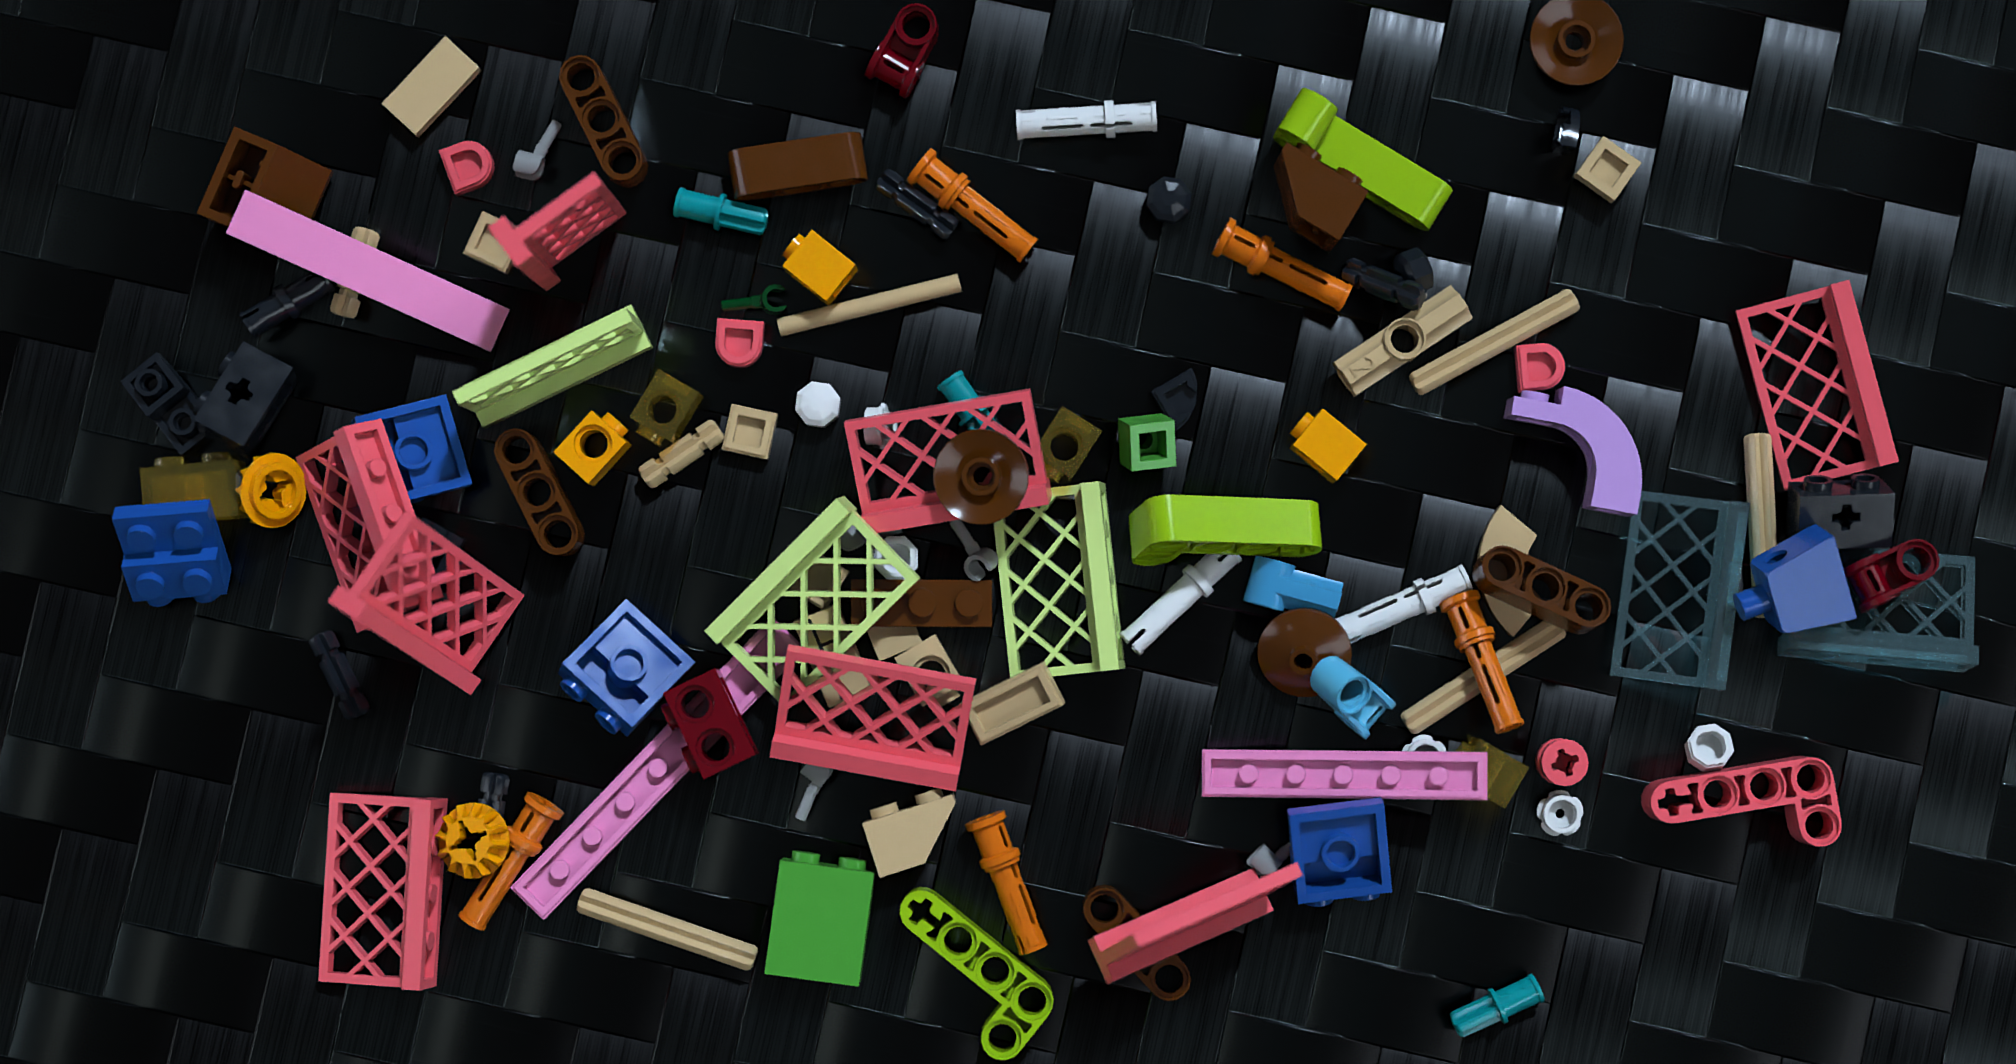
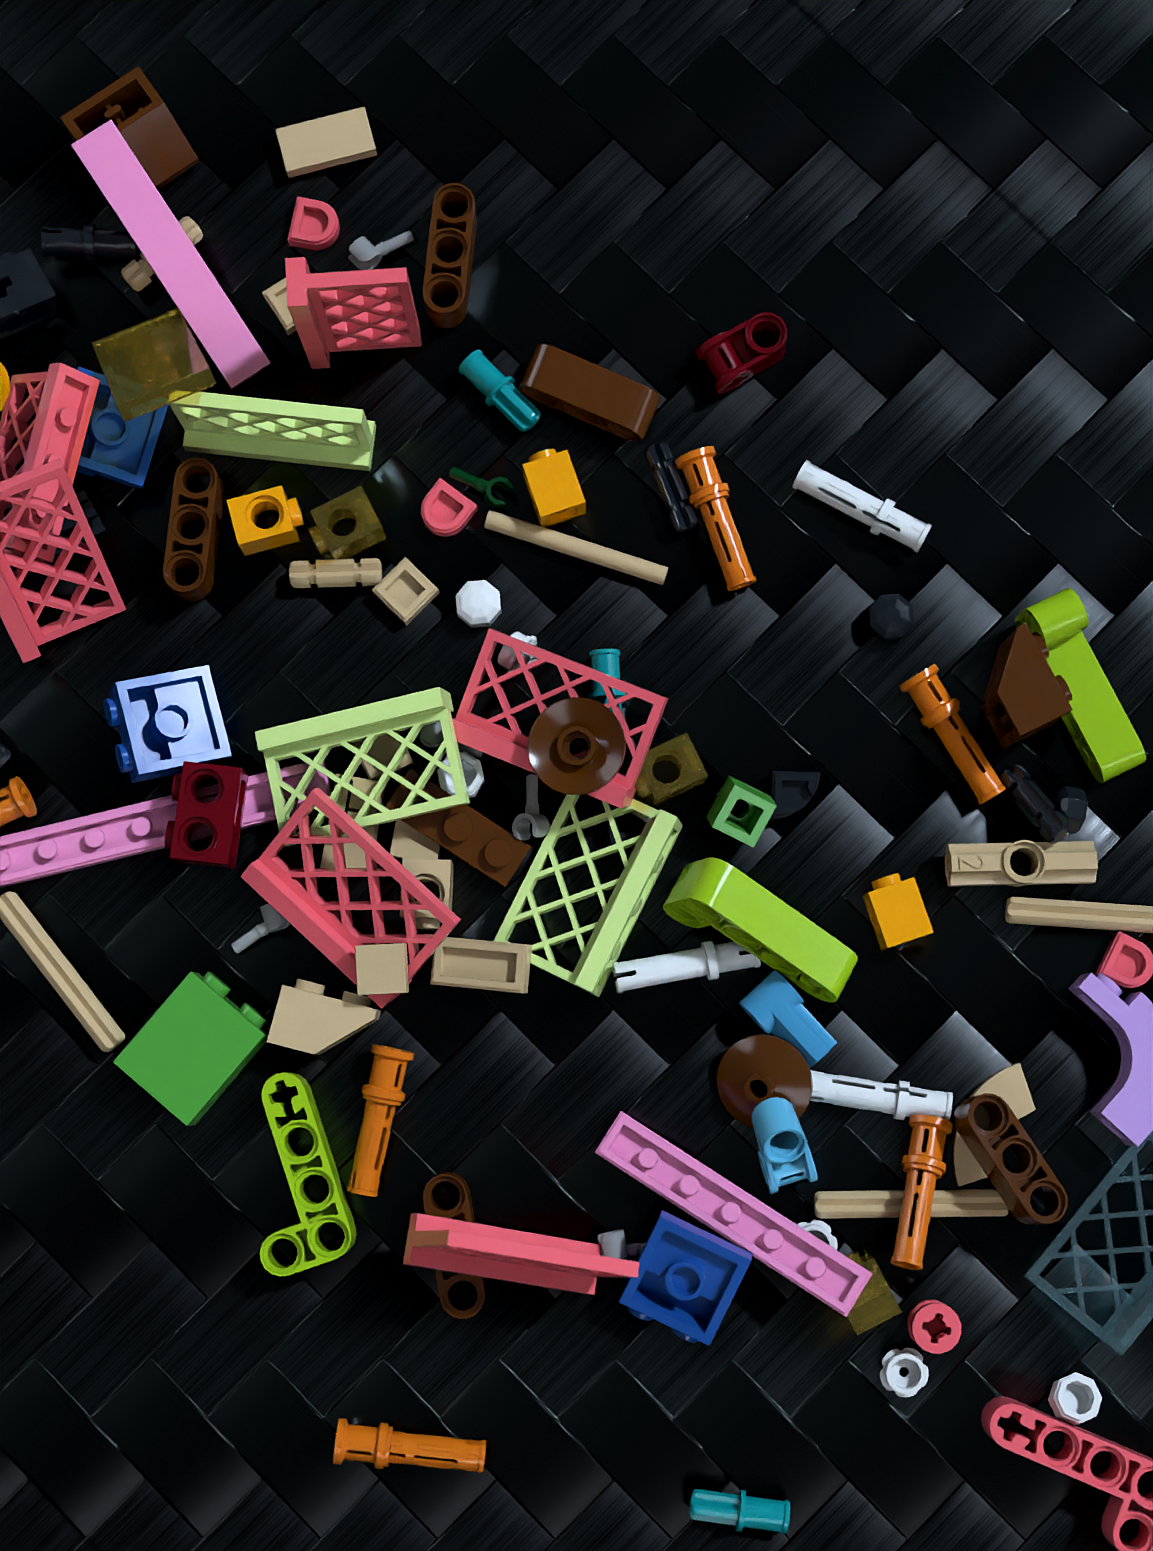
camera: 35 degrees right, 5 degrees down
(419, 377) = (153, 364): none -> clear yellow tile
(936, 759) = (382, 969): none -> tan tile

